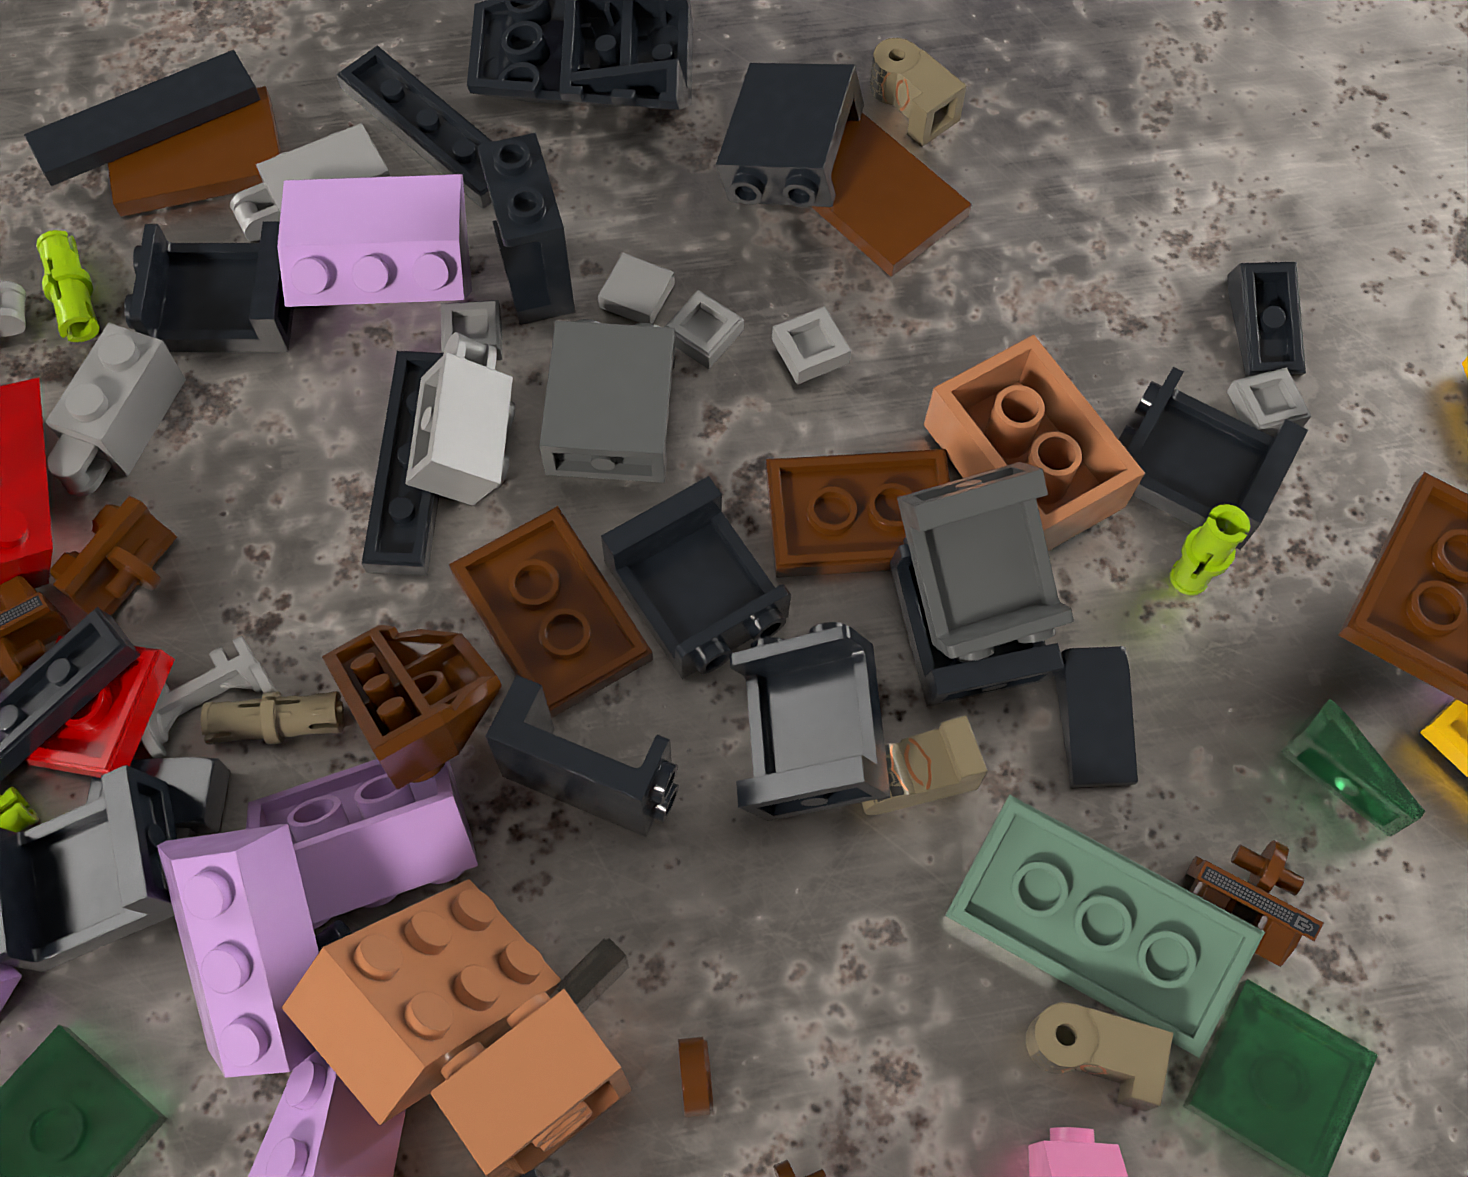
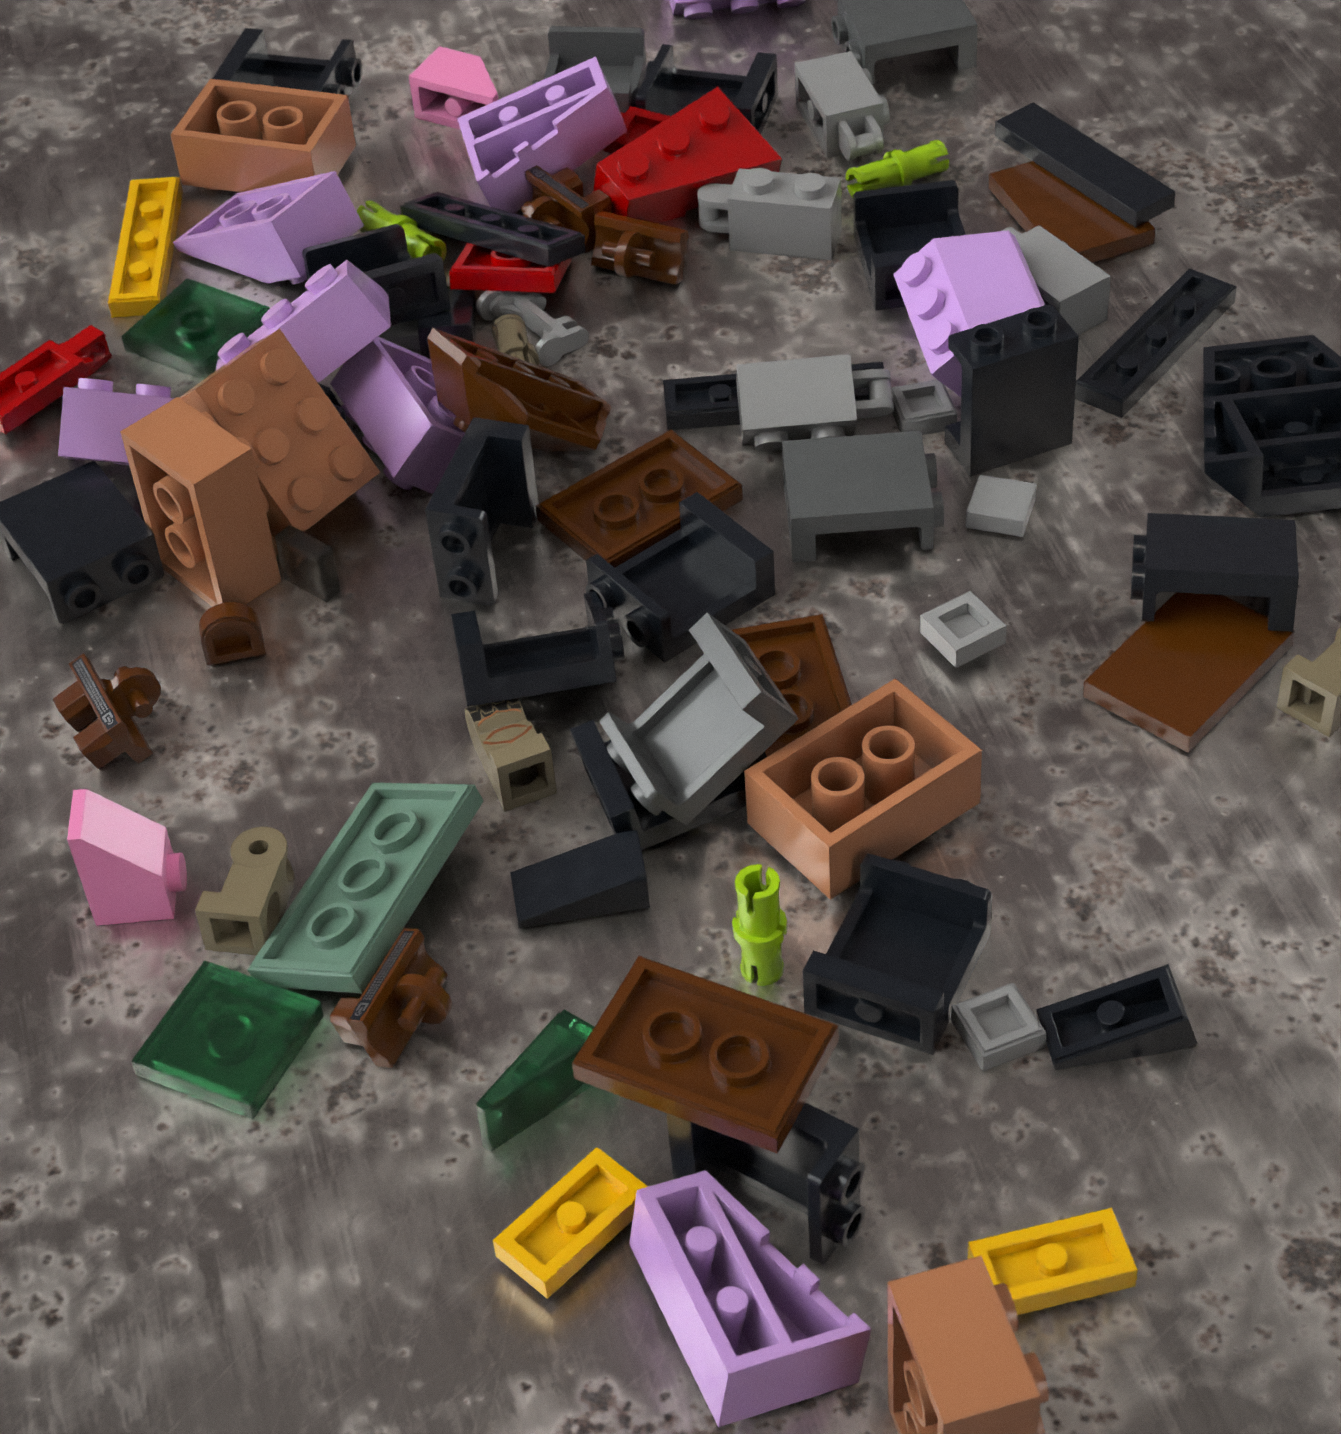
camera: 90 degrees right, 20 degrees down
(705, 329) = (969, 559): light grey tile -> none

